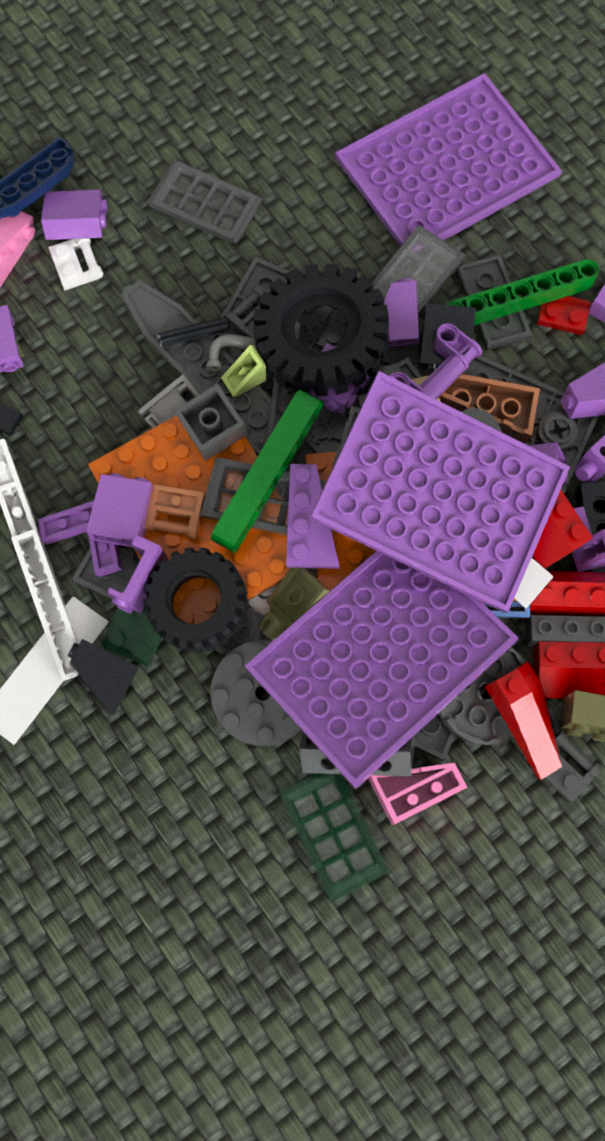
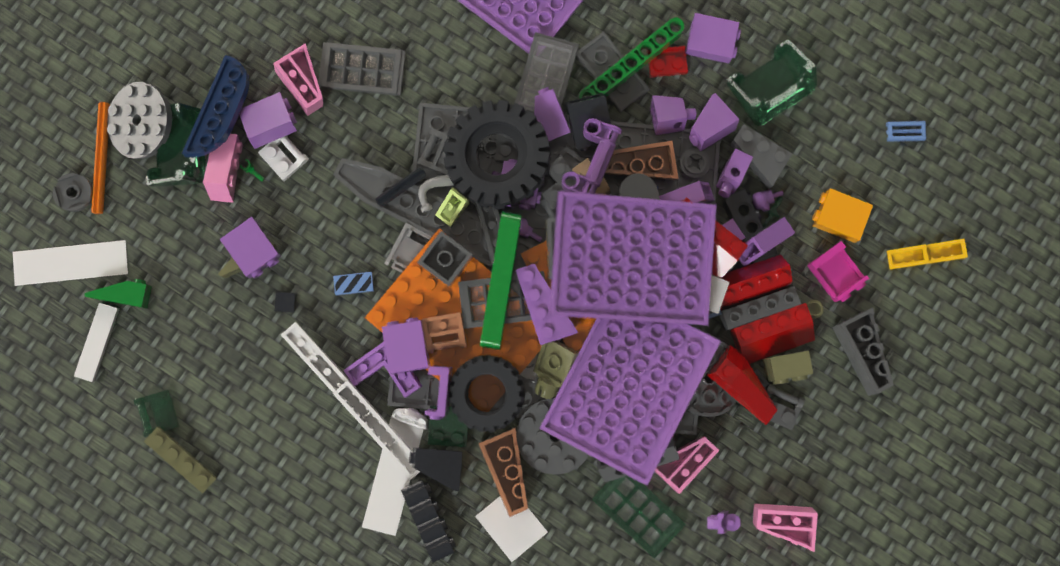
camera: 25 degrees left, 10 degrees up
(32, 262) = (250, 169): none -> green hand
(60, 739) = (428, 521): none -> black brick
(94, 427) = (353, 283): none -> medium blue tile
(94, 604) = (411, 417): none -> white plate
(129, 183) = (299, 78): none -> bright pink wedge
(164, 787) = (511, 533): none -> white sticker
(184, 707) = (505, 468): none -> nougat wedge
(321, 434) = (526, 230): none -> medium lavender piece
(440, 886) = (723, 522): none -> medium lavender hips
(527, 922) = (787, 522): none -> bright pink wedge
(546, 367) = (670, 114): none -> medium lavender torso

